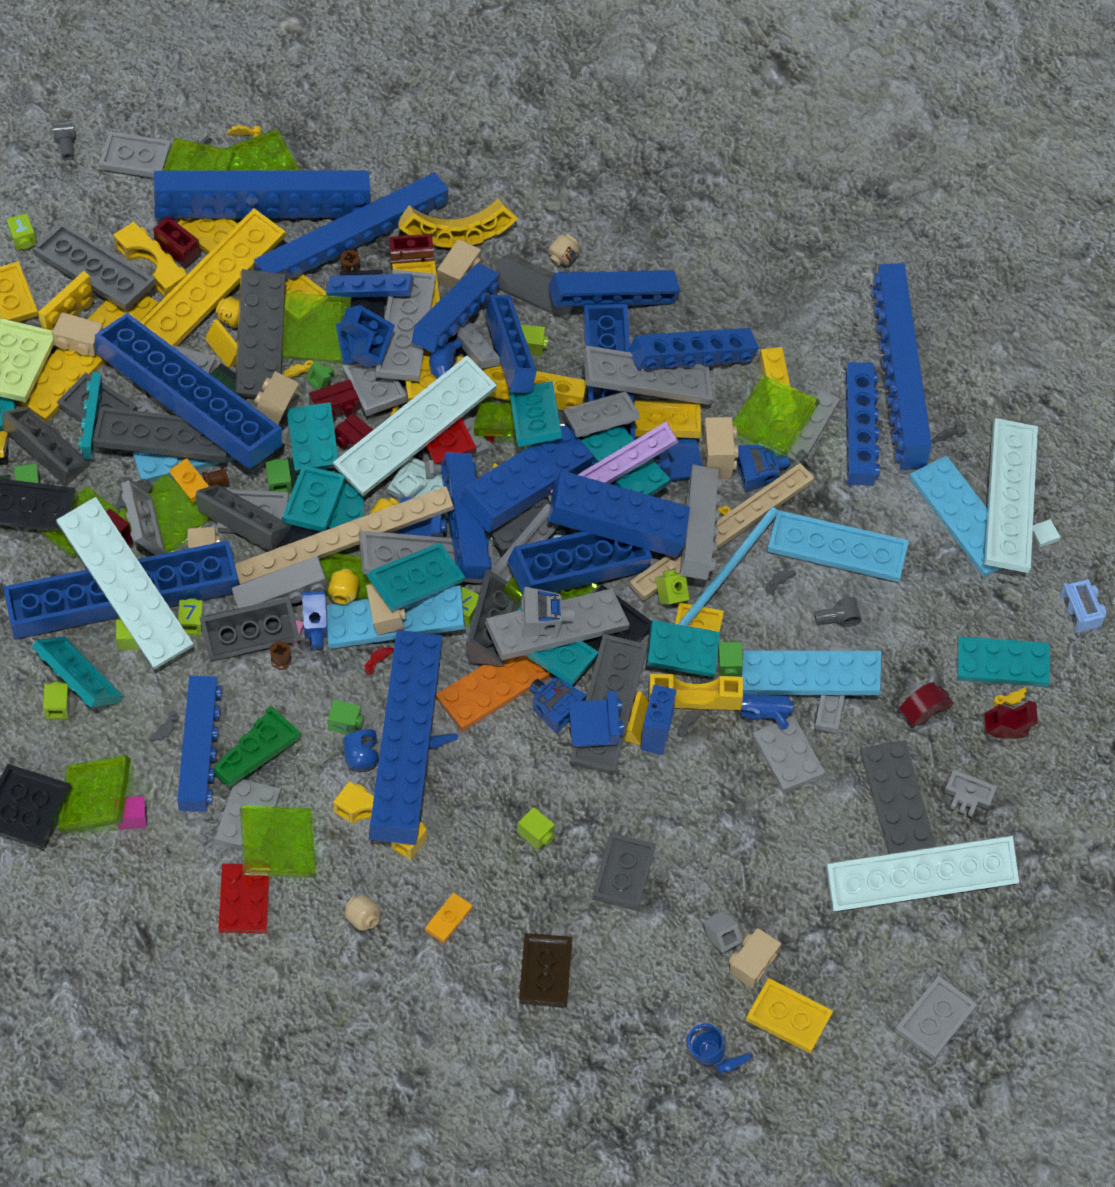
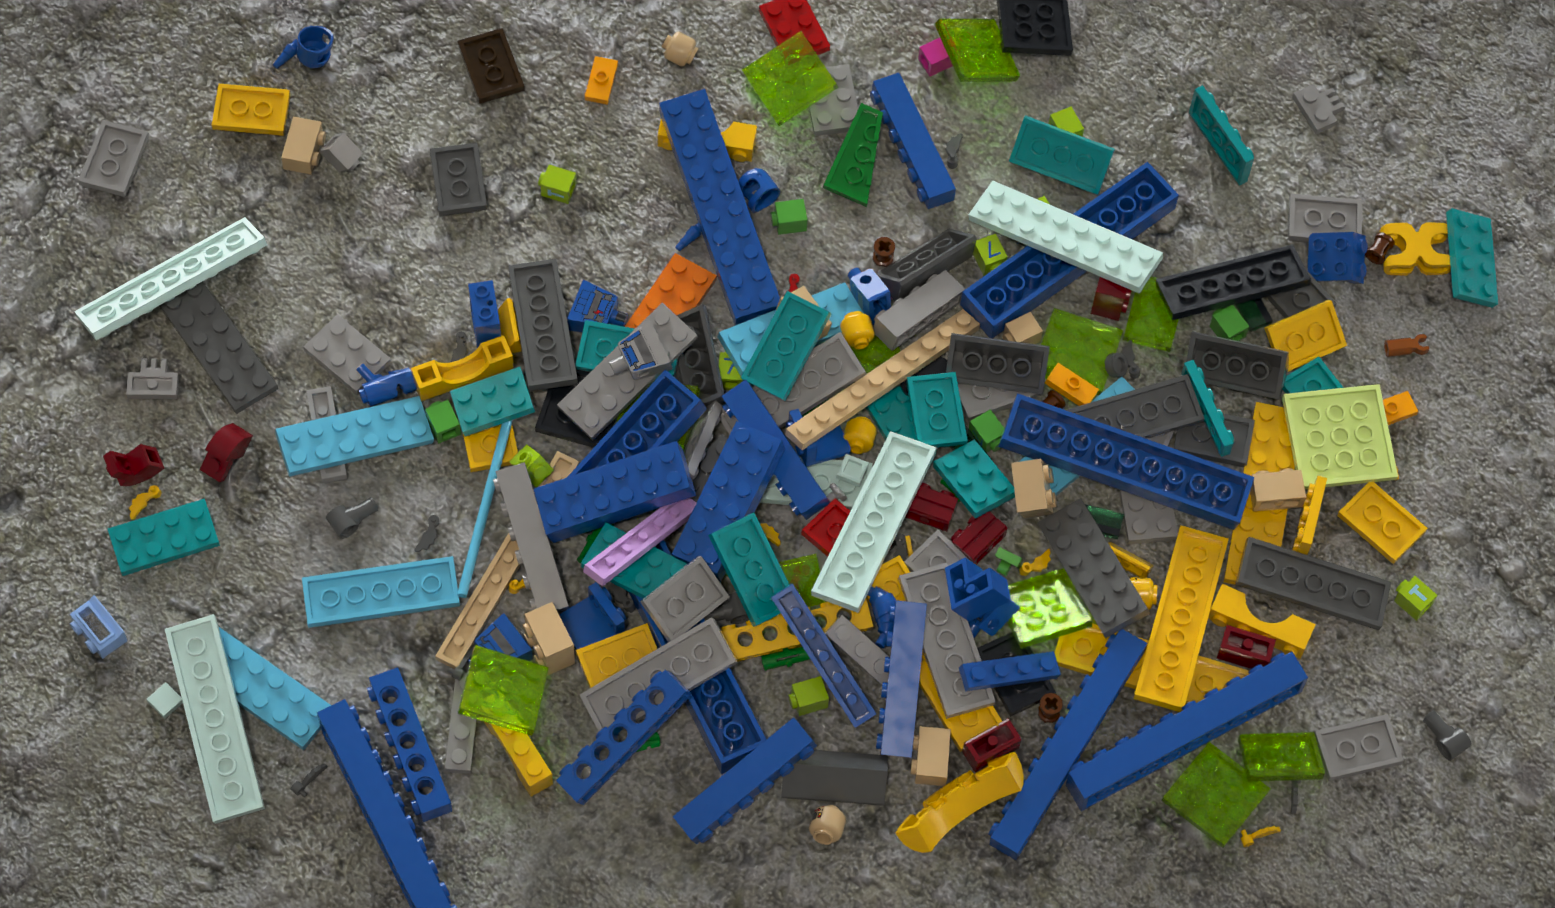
camera: 155 degrees right, 5 degrees up
(142, 518) = (1087, 310): light grey plate -> none
(596, 721) = (544, 290): blue bracket -> none

